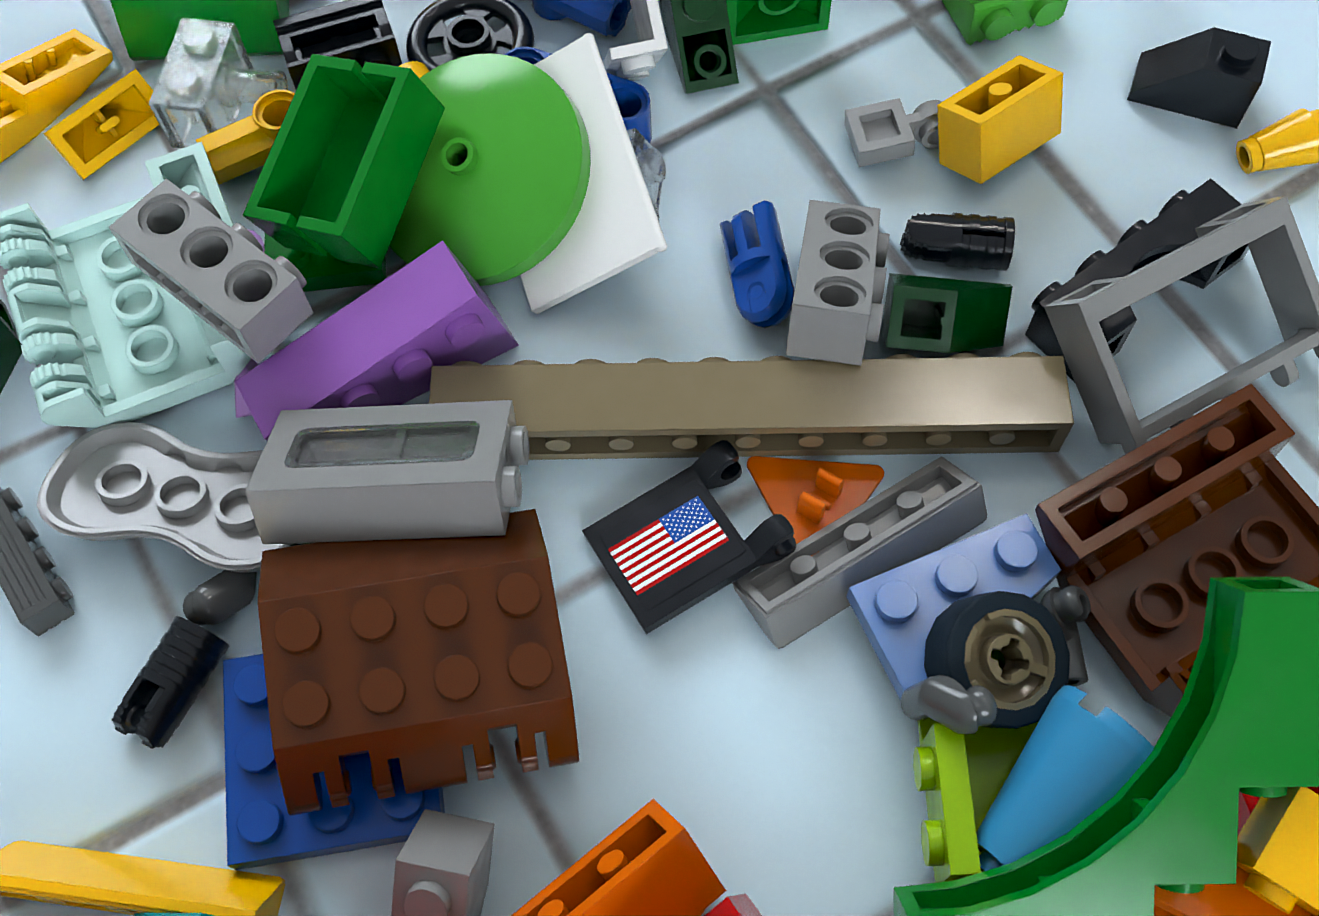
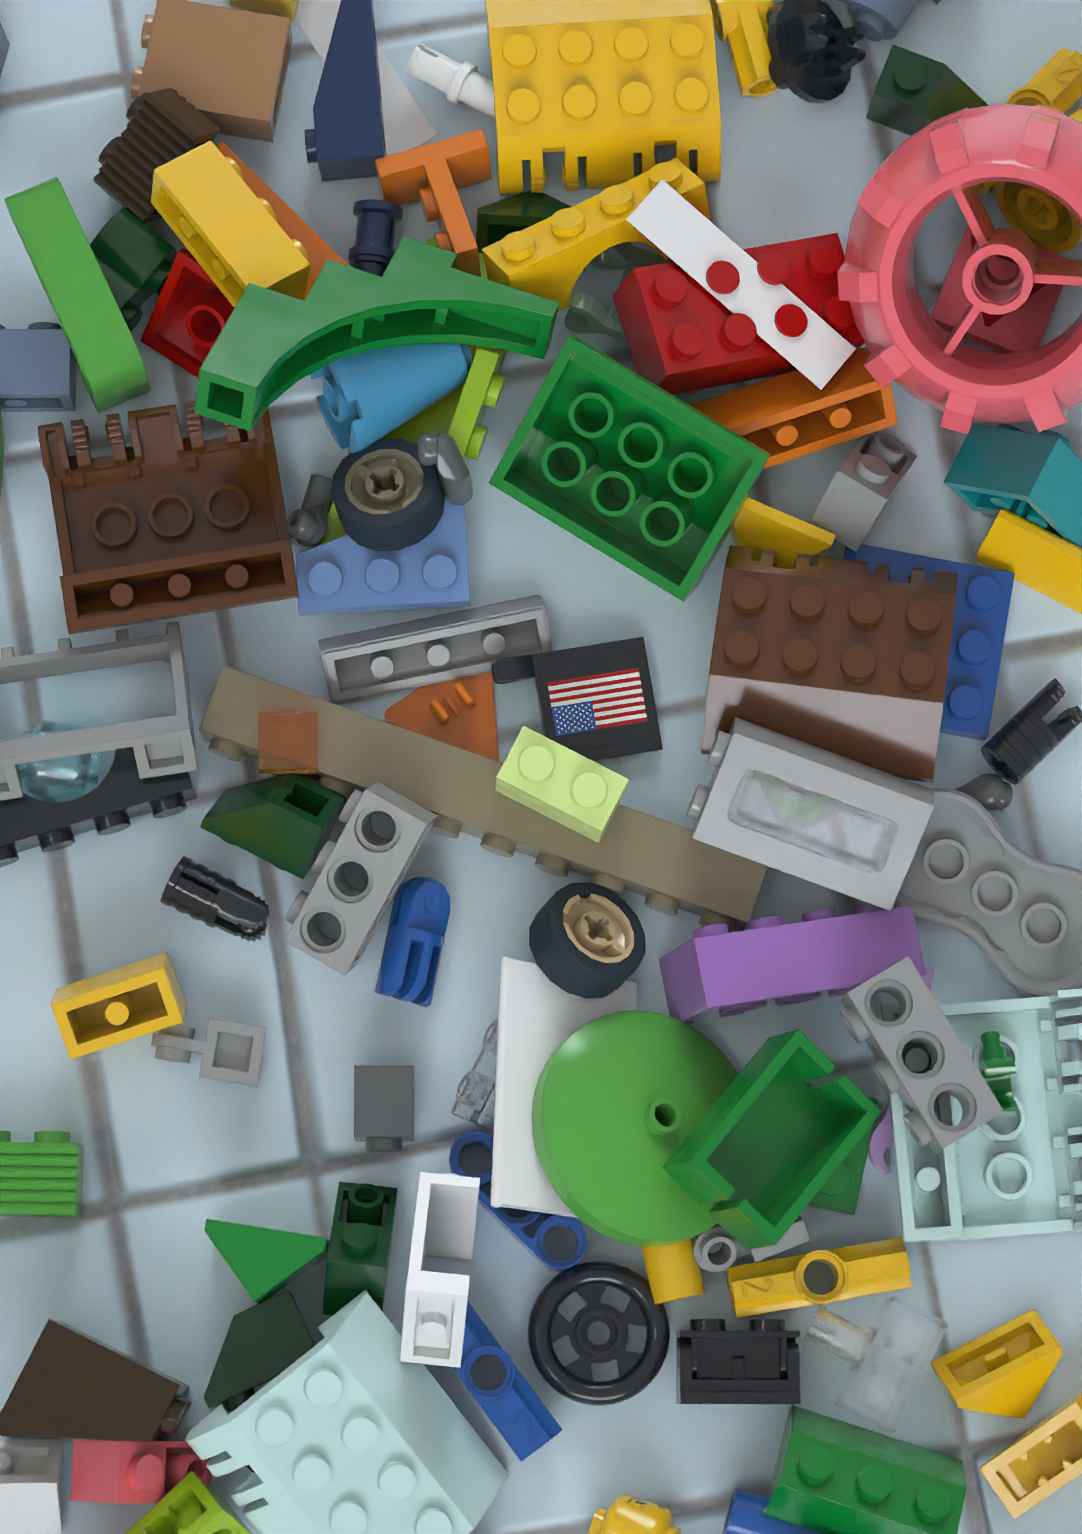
camera: 170 degrees left, 15 degrees up
(142, 316) = (997, 1070): none -> green piece
(532, 800) = (770, 529): none -> yellow slope
(613, 285) = (587, 940): none -> black wheel
(669, 402) = (561, 784): none -> yellowish green brick
(726, 133) = (384, 1106): none -> dark grey brick
(732, 778) = (629, 468): none -> green slope
(969, 364) = (287, 742): none -> clear orange tile
(1184, 307) = (63, 776): none -> clear light blue head

